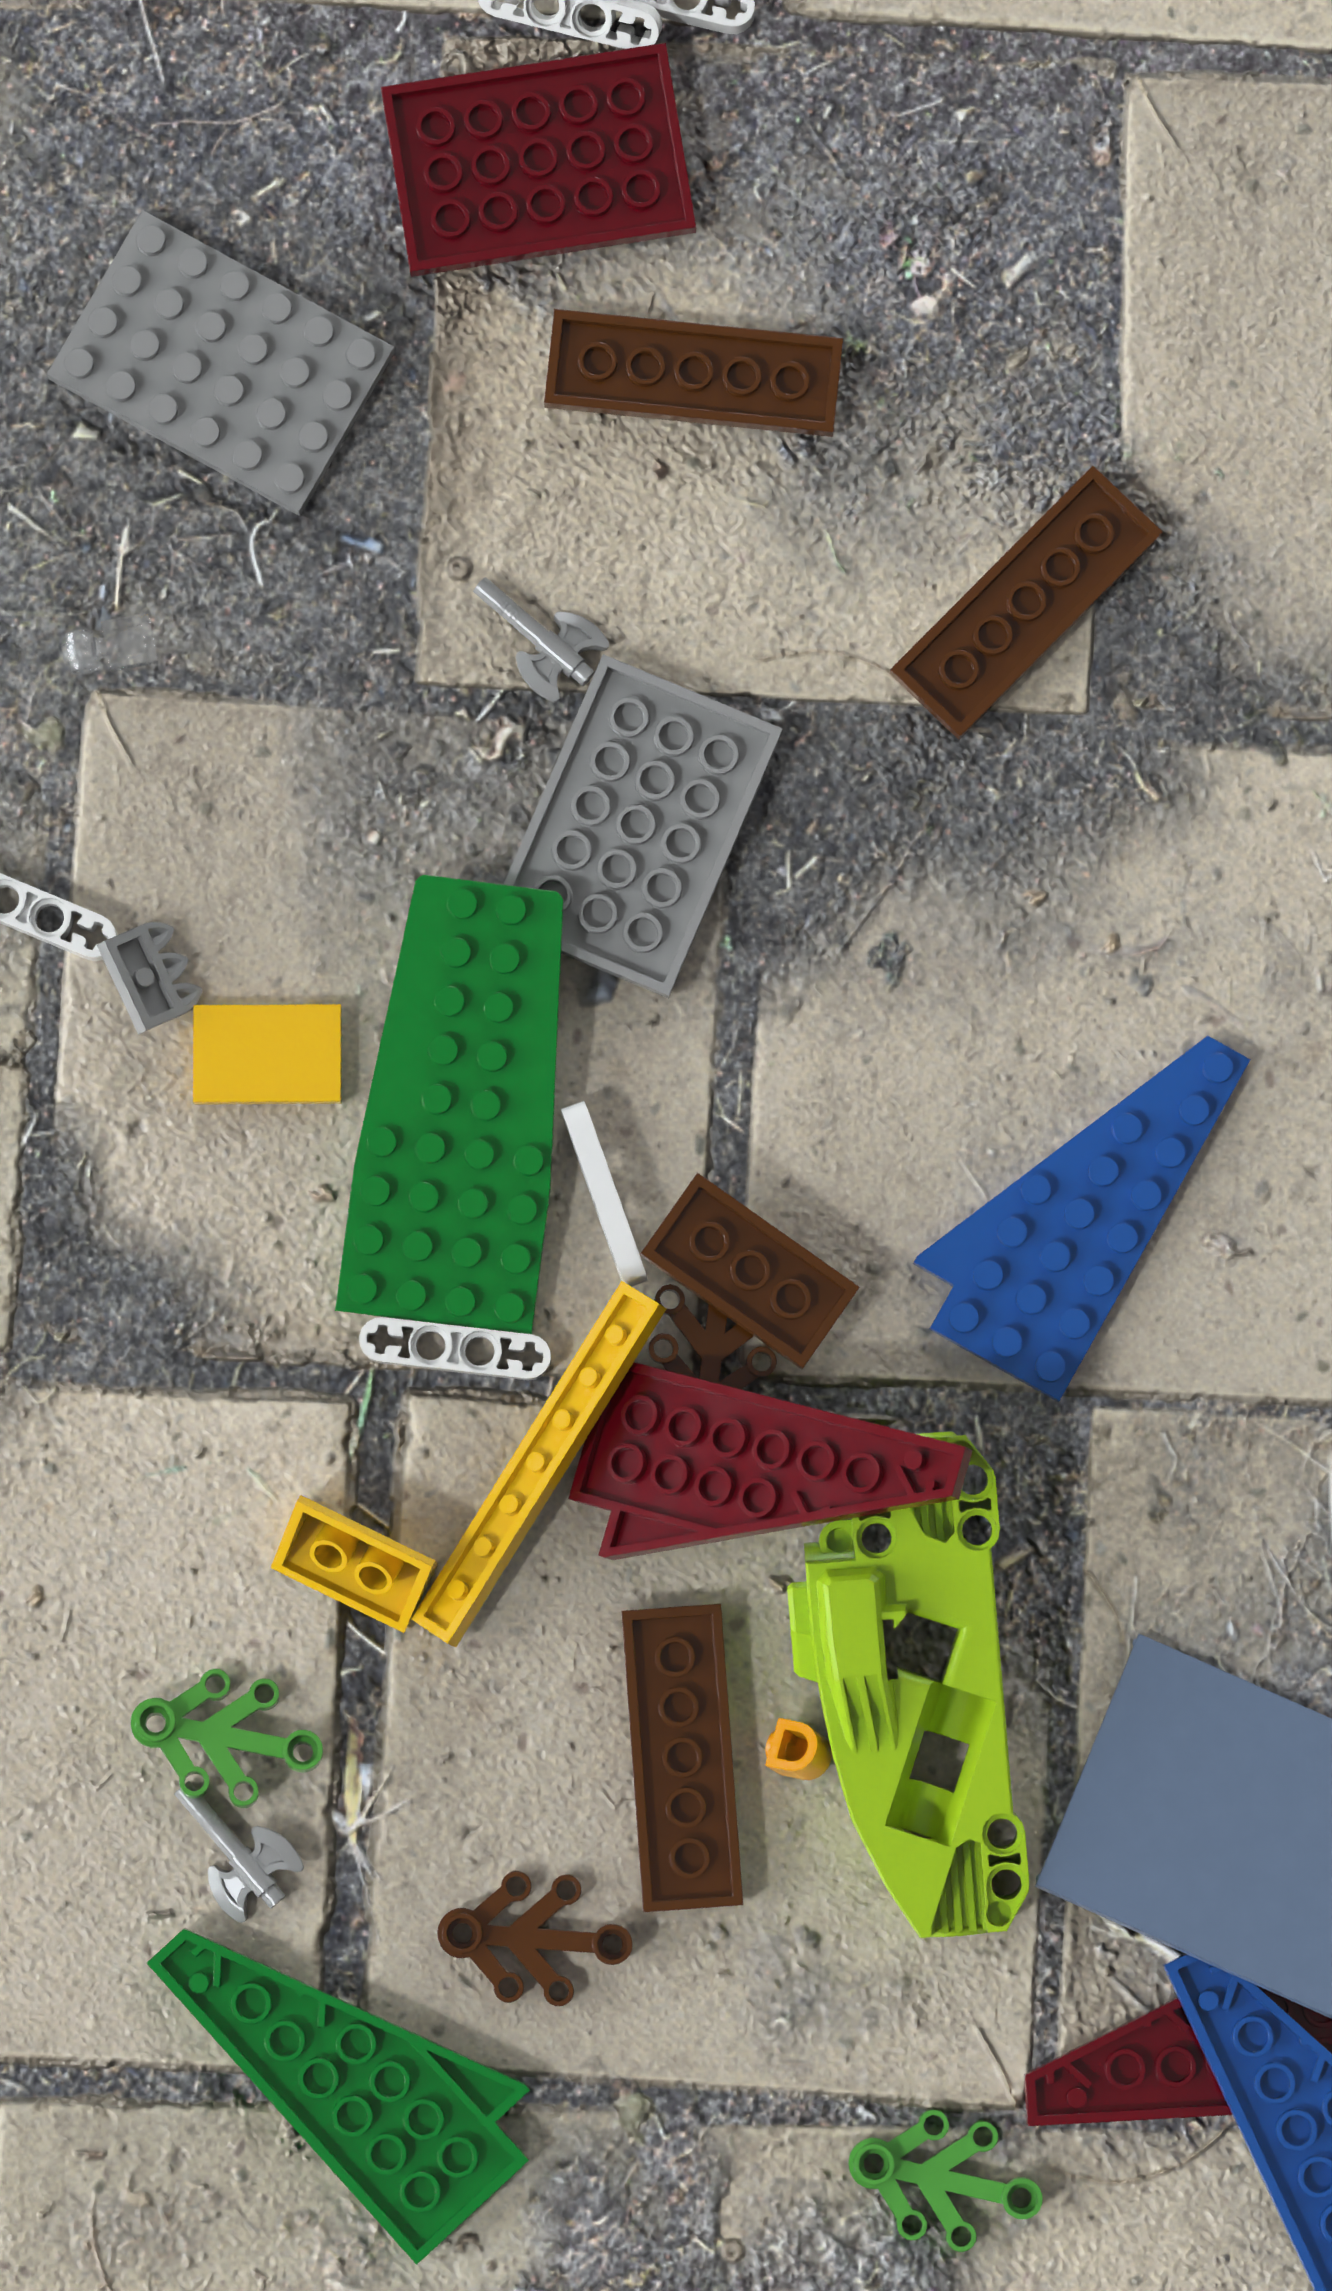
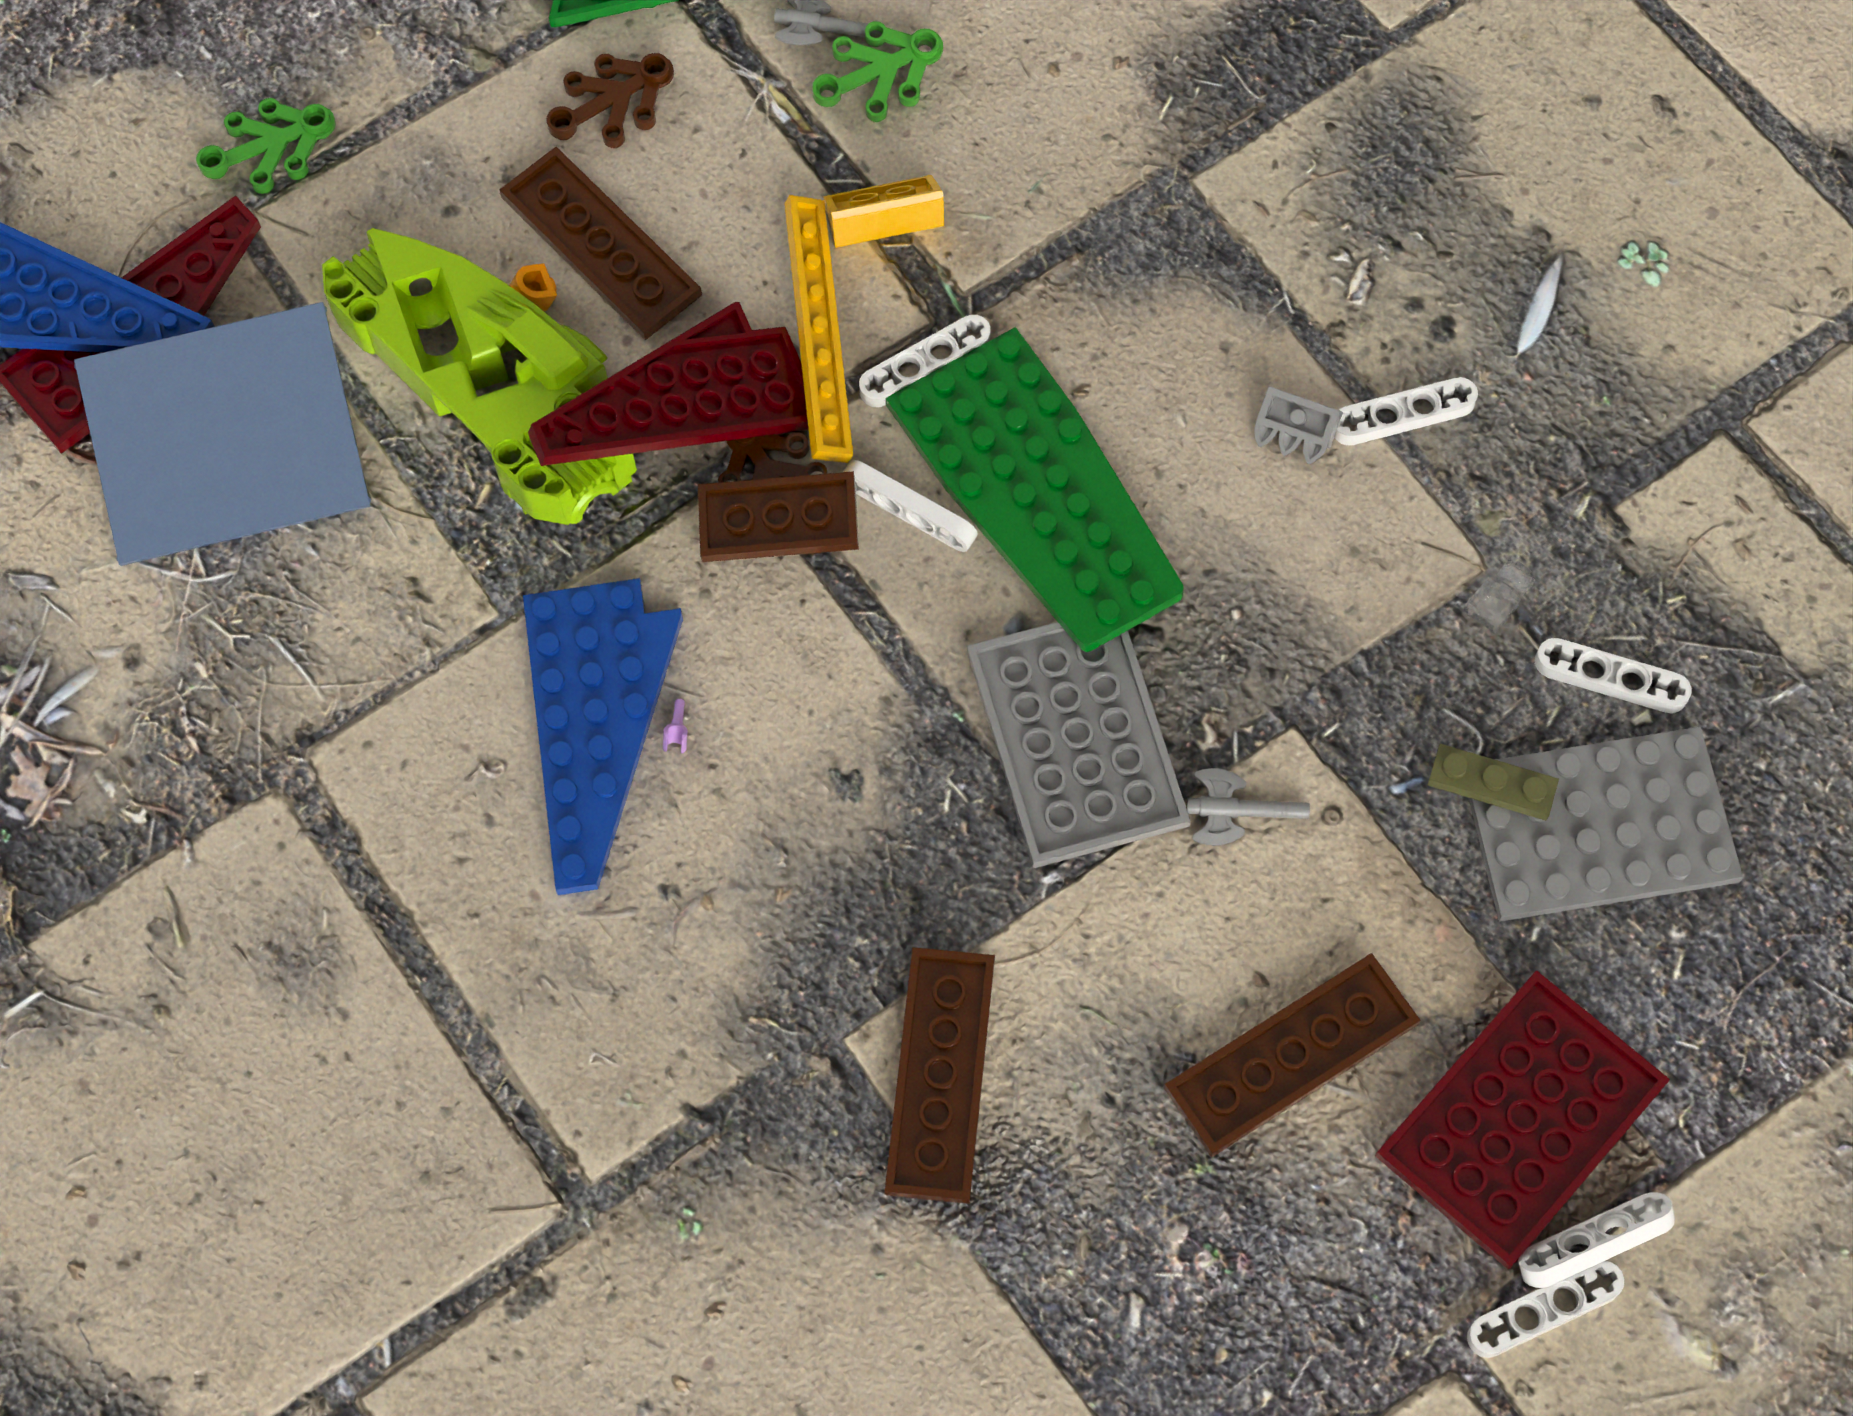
camera: 145 degrees right, 15 degrees down
(77, 489) = (1611, 682): none -> white beam
(267, 1054) = (1185, 438): yellow tile -> none
(293, 465) = (1493, 782): none -> olive plate
(1009, 1141) = (676, 731): none -> lavender hand

